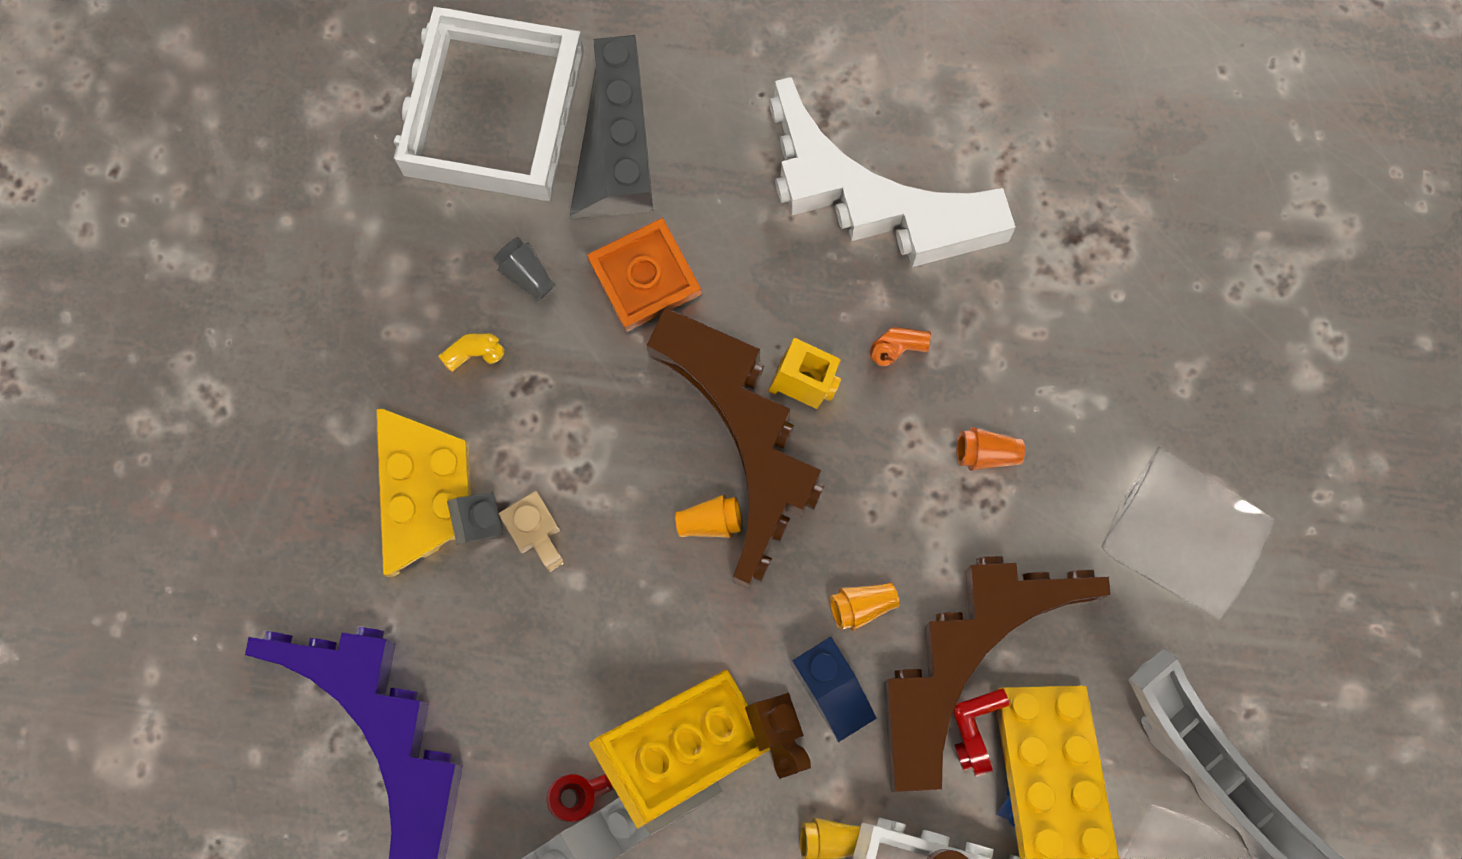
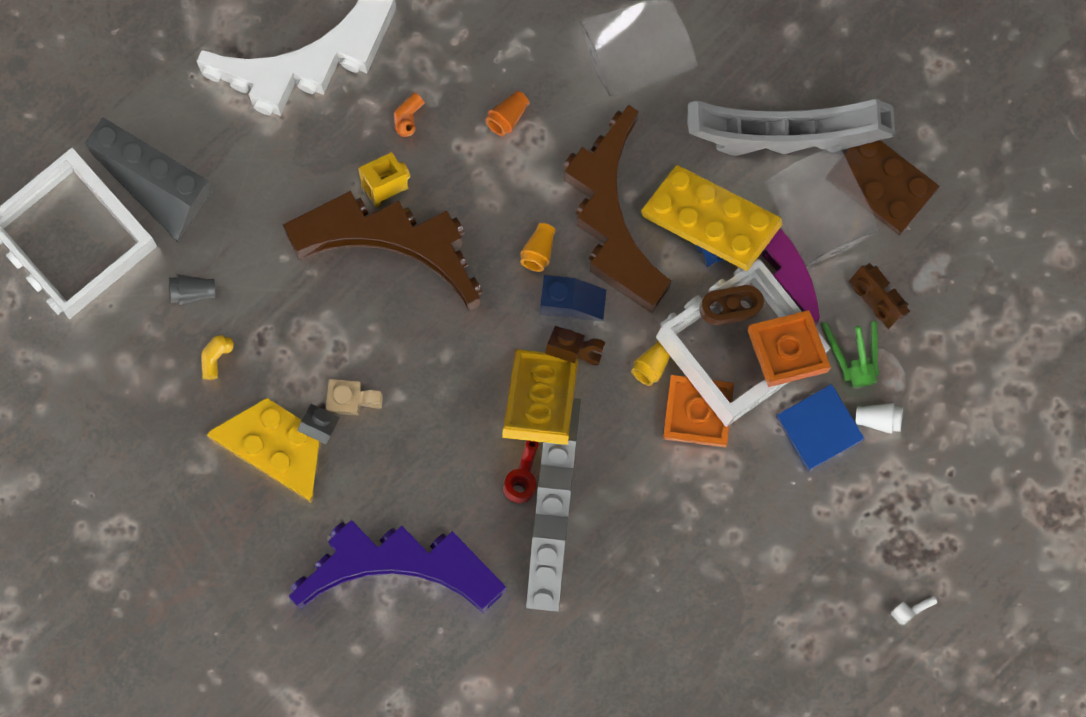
camera: 55 degrees left, 0 degrees up
(644, 274) = (249, 224): orange plate -> none
(711, 518) = (424, 293): light orange cone -> none
(972, 750) = (663, 250): red plate -> none

